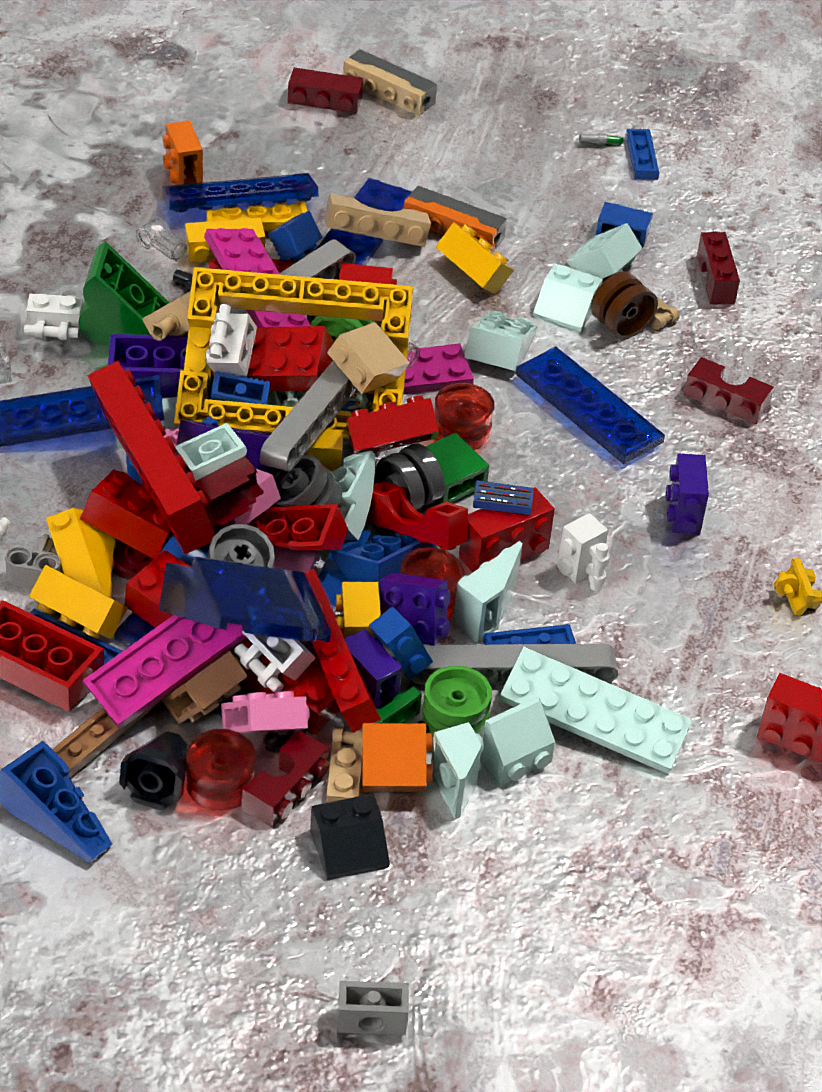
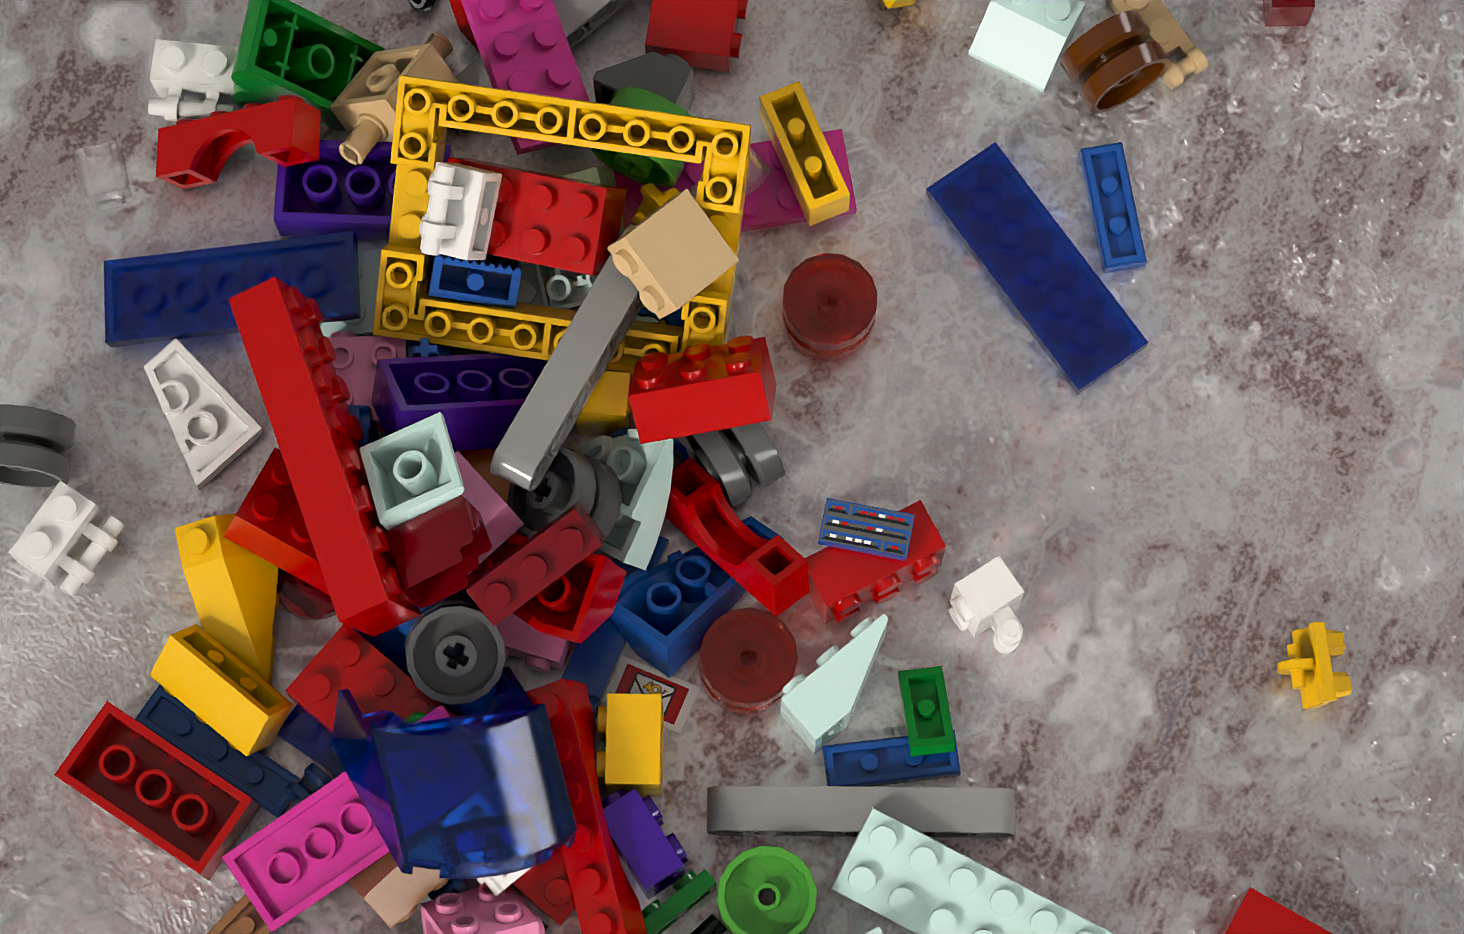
camera: 10 degrees right, 30 degrees up
(26, 564) = (162, 599): light grey beam -> none
(57, 345) = (197, 149): none -> red arch
(58, 474) = (201, 413): none -> white wing
(294, 501) = (536, 563): none -> dark red brick
(401, 642) = (688, 807): blue brick -> none
(420, 601) = (715, 727): dark purple brick -> none
(440, 340) = (804, 153): none -> yellow brick
(459, 466) = (807, 416): green brick -> none
(500, 340) = (908, 121): light aqua slope -> none
(550, 610) = (926, 711): none -> green plate
(632, 380) = (1112, 207): none -> blue tile
(687, 493) = (1167, 485): dark purple brick -> none
(744, 400) = (1289, 266): dark red arch -> none

